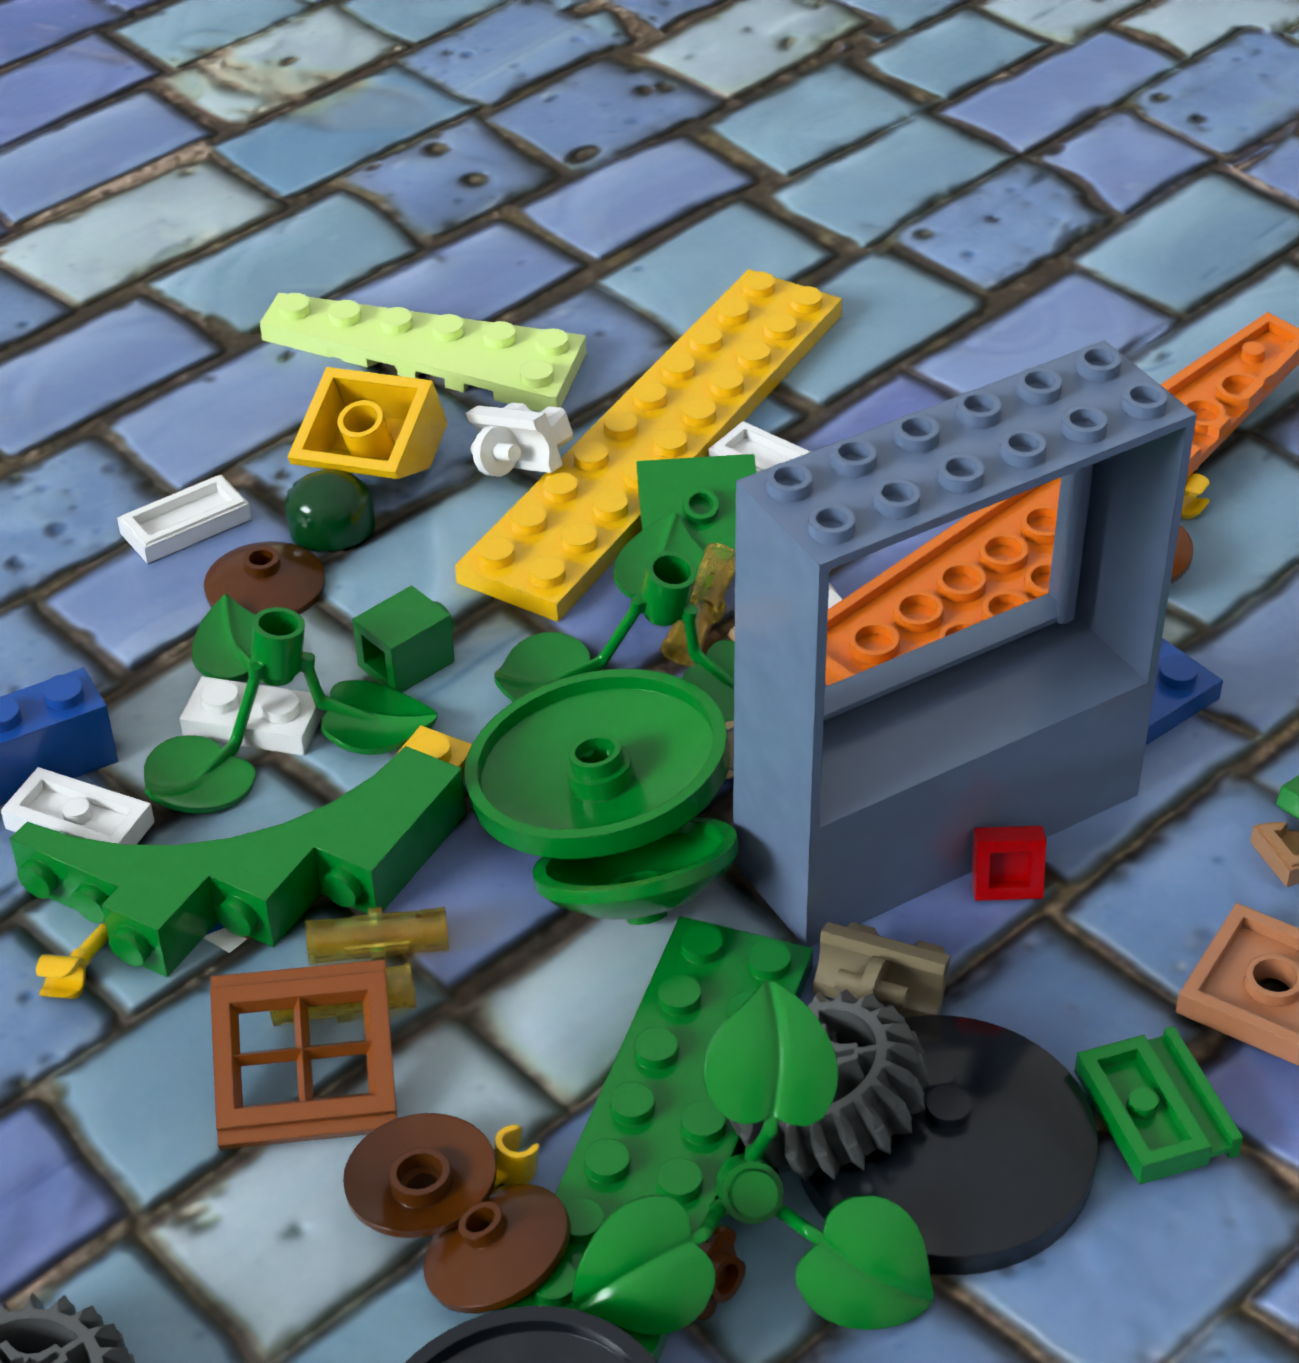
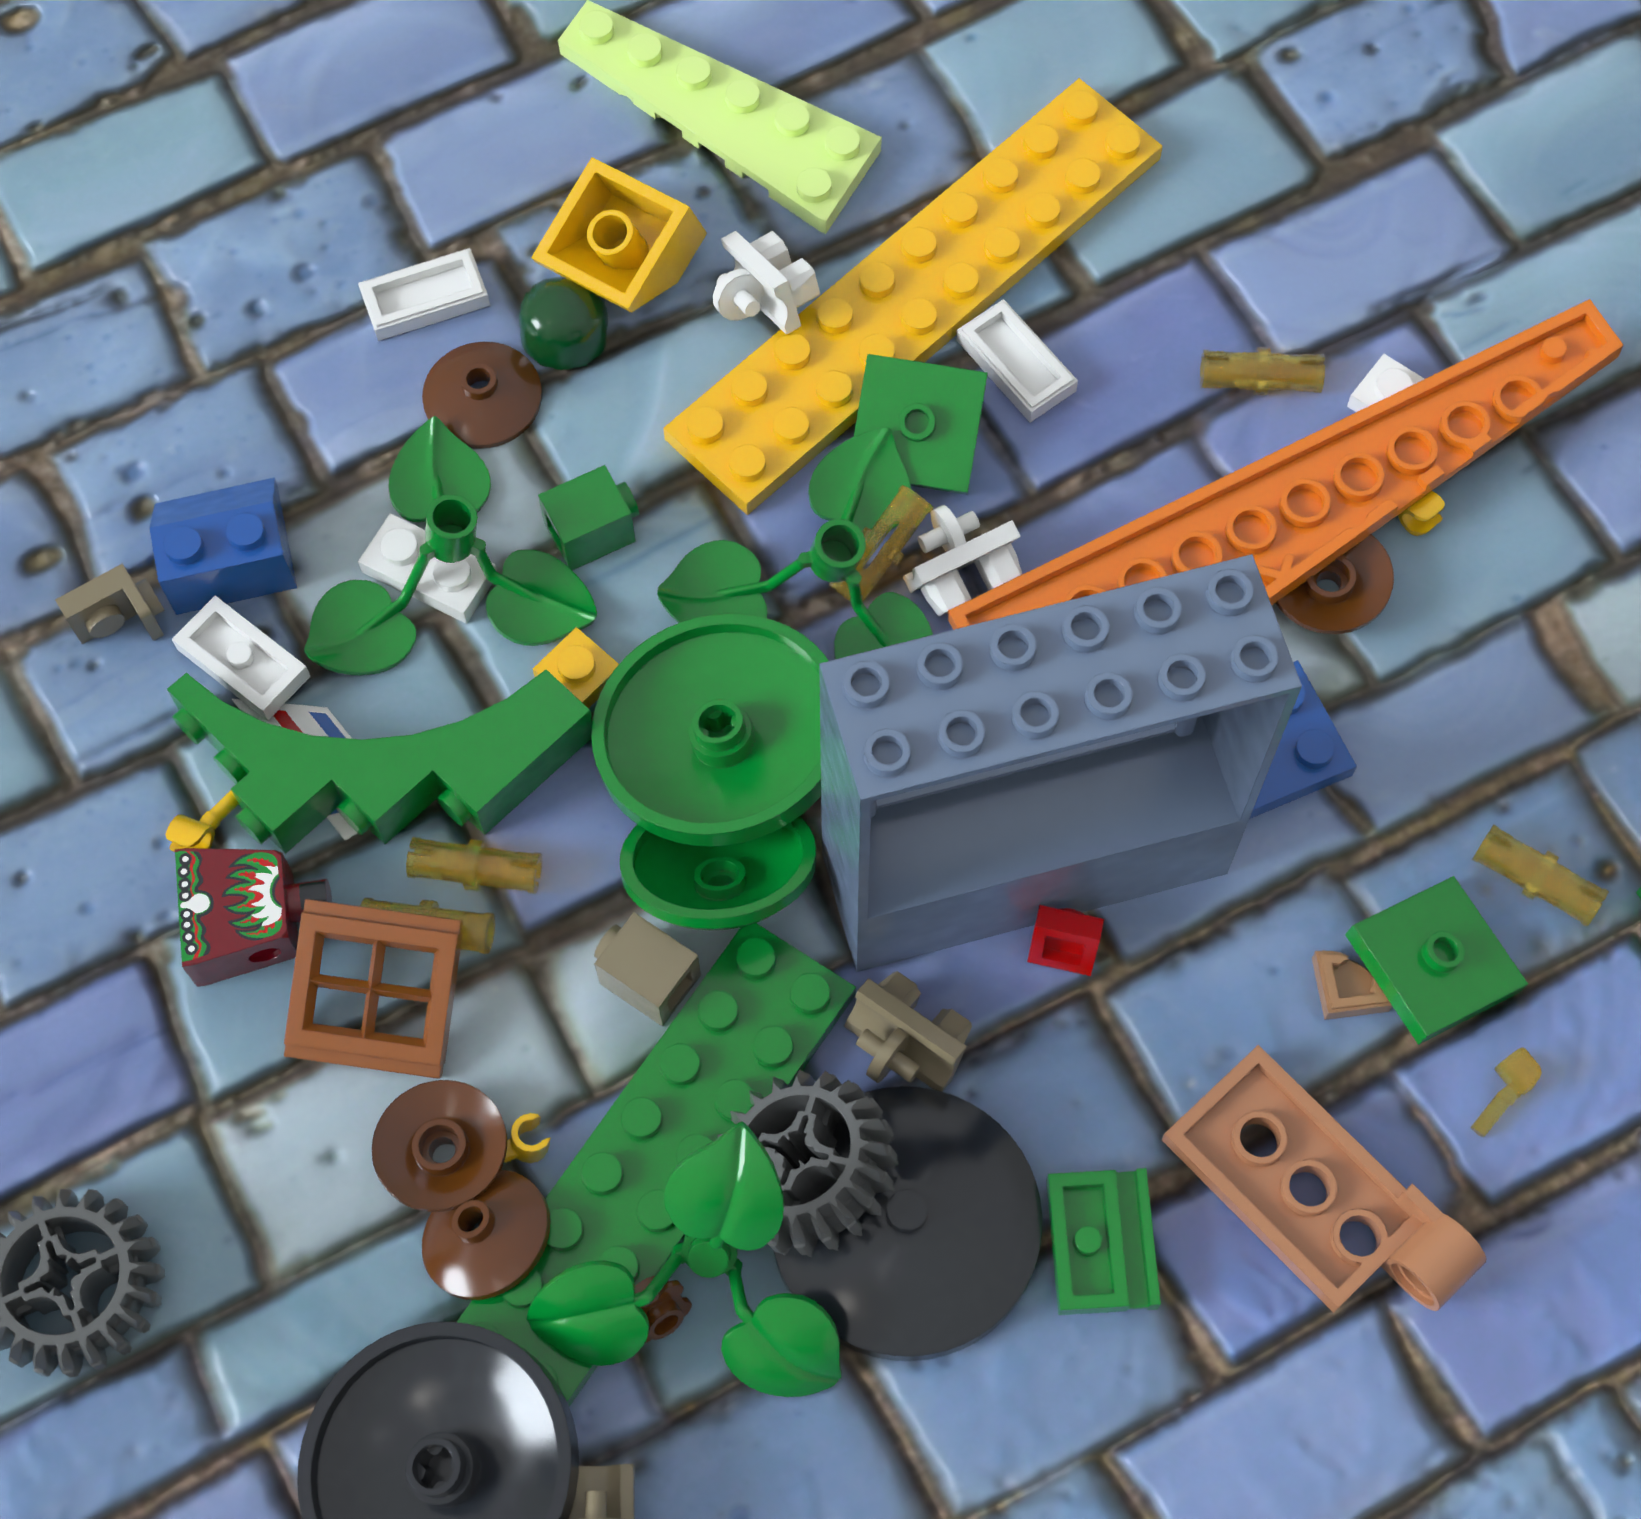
camera: 15 degrees right, 25 degrees up
(135, 1020) = (238, 910): none -> torso
(591, 976) = (646, 967): none -> dark tan brick

